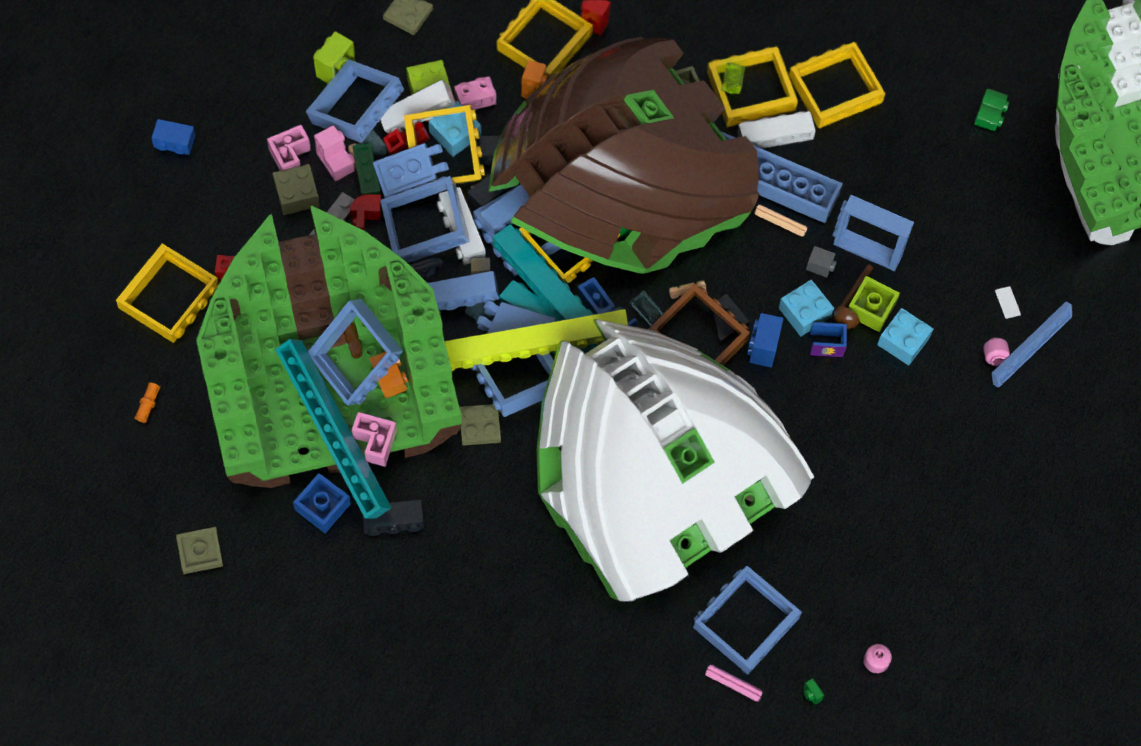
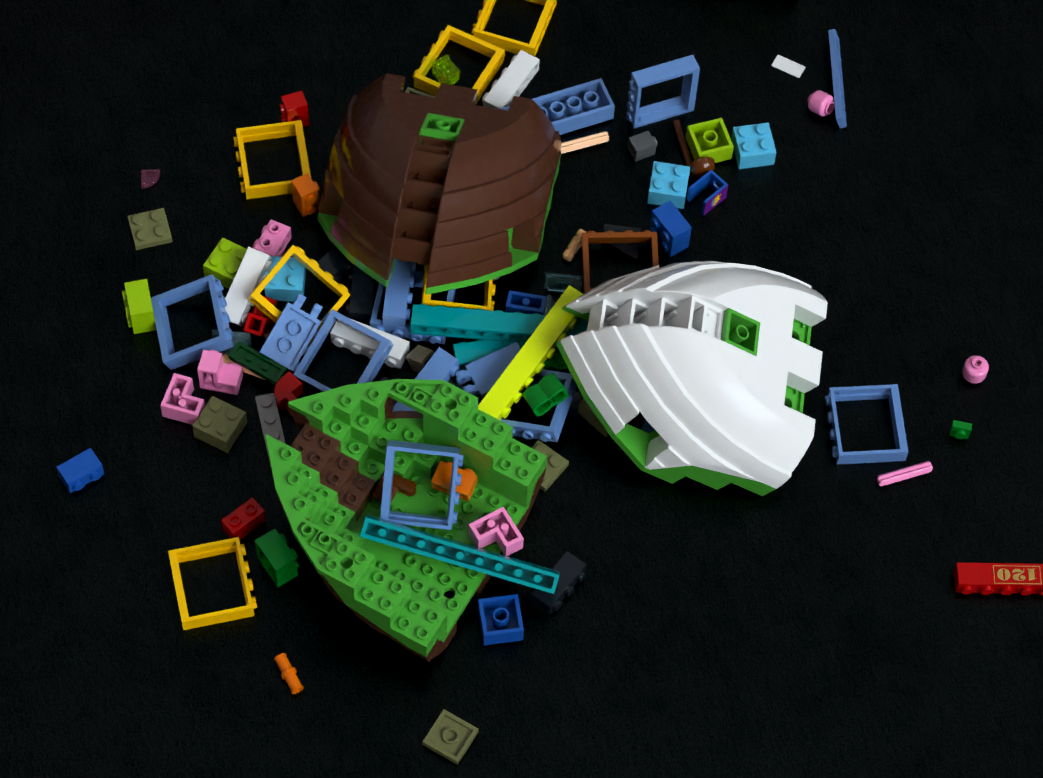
camera: 45 degrees left, 5 degrees down
(525, 373) = (545, 394): none -> green brick

